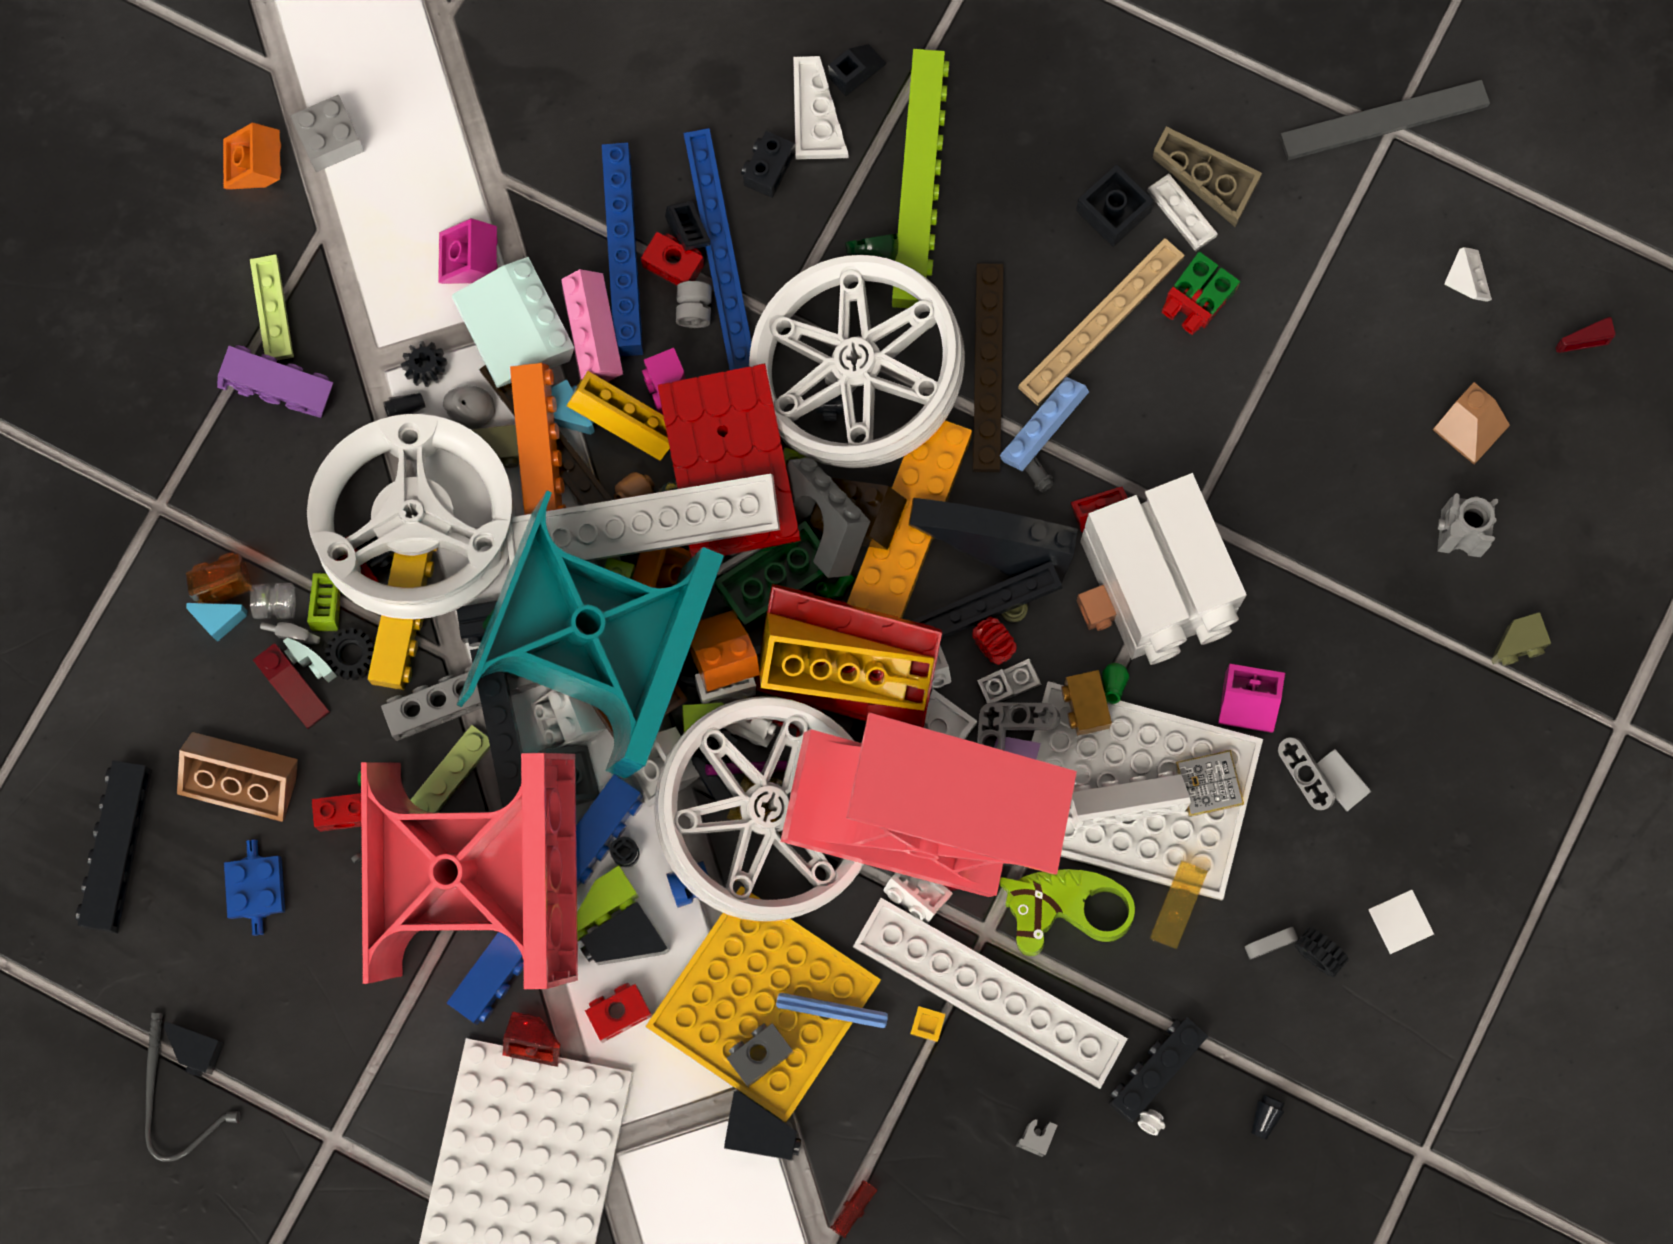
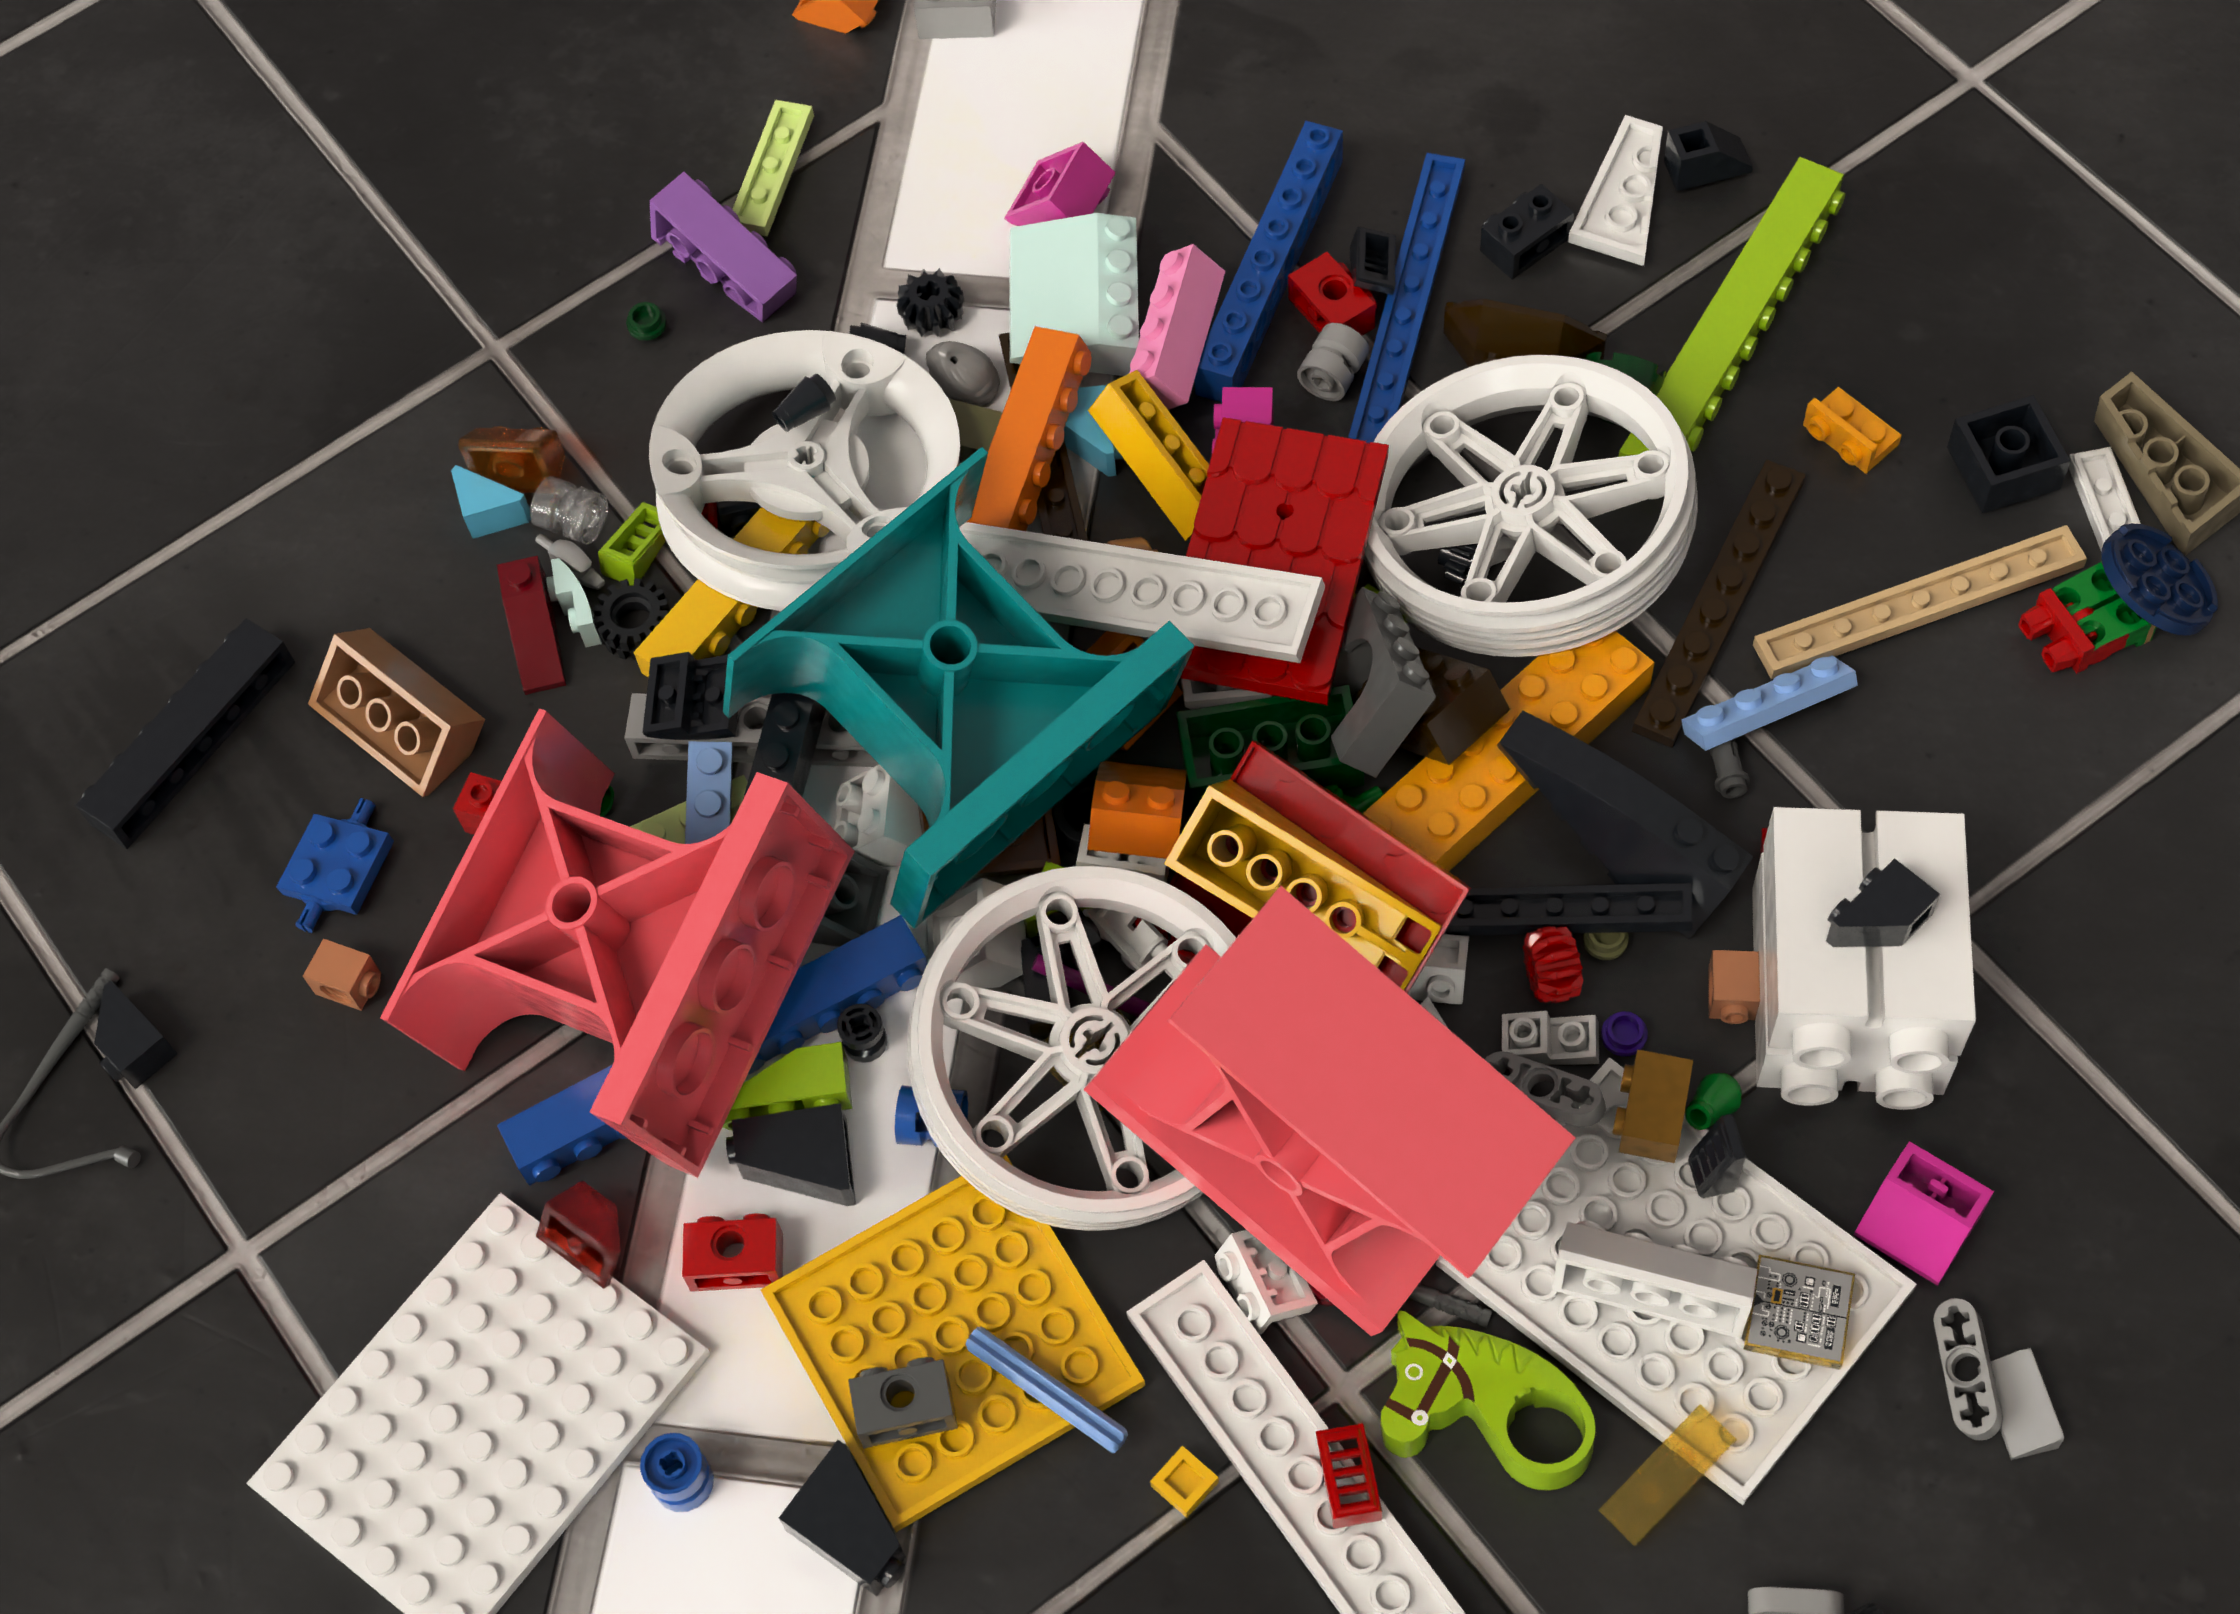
camera: 30 degrees right, 15 degrees down
(248, 450) = (646, 321): none -> dark green plate
(301, 953) = (342, 974): none -> nougat brick
(397, 479) = (805, 402): none -> black cone
(421, 693) = (687, 699): none -> black slope
(468, 764) = (708, 789): none -> light blue plate
(653, 1148) = (677, 1472): none -> blue wheel
(799, 248) = (1499, 330): none -> dark brown wedge
(1016, 222) = (1850, 429): none -> light orange bracket
(1029, 984) = (1355, 1512): none -> red slope
(1048, 661) = (1624, 1033): none -> dark purple plate
(1133, 719) = (1718, 1159): none -> black slope
(1176, 554) = (1885, 911): none -> black slope
(1230, 254) = (2159, 579): none -> dark blue tile

